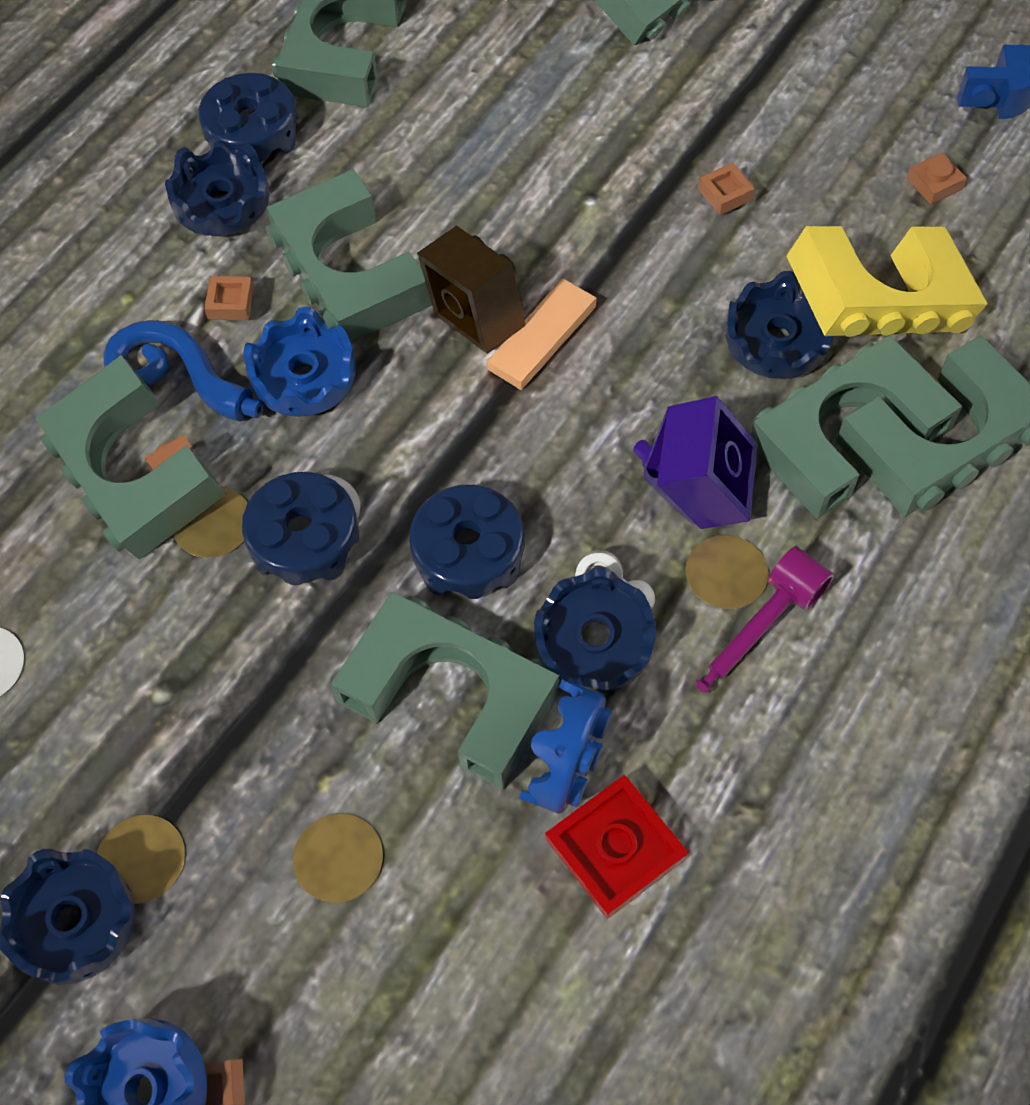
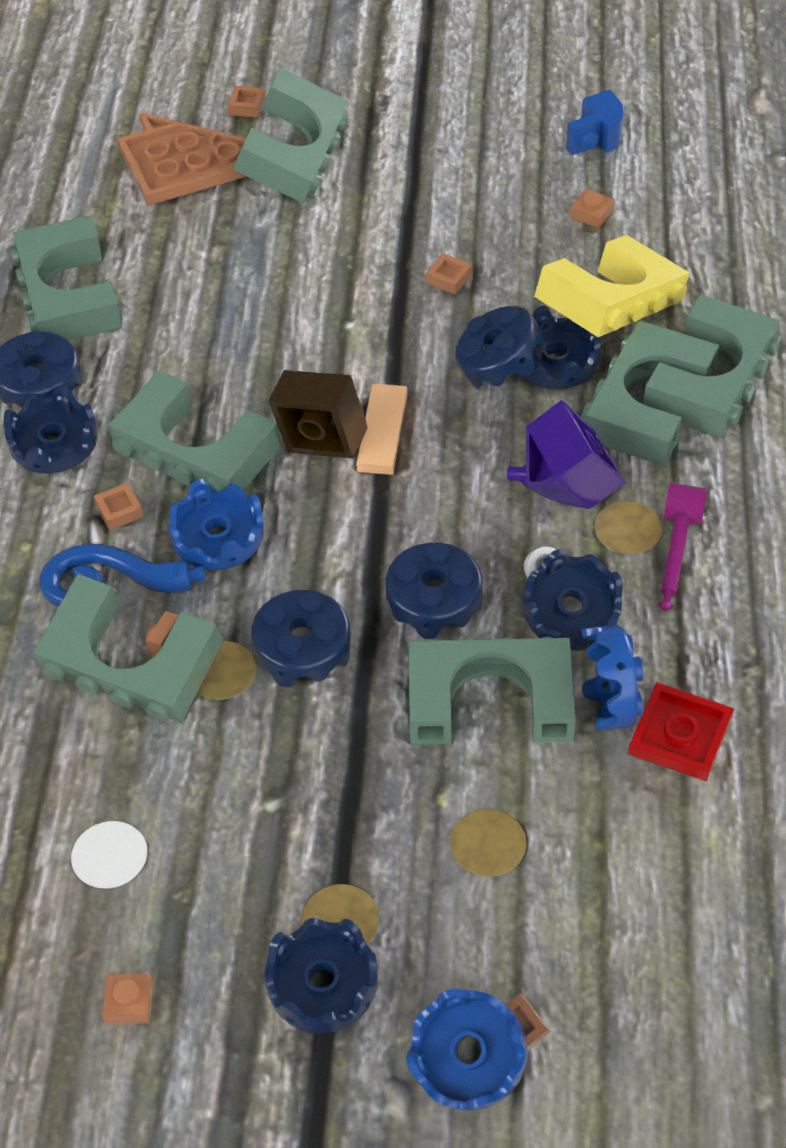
camera: 30 degrees left, 10 degrees down
(715, 291) = (498, 346): none -> dark blue plate

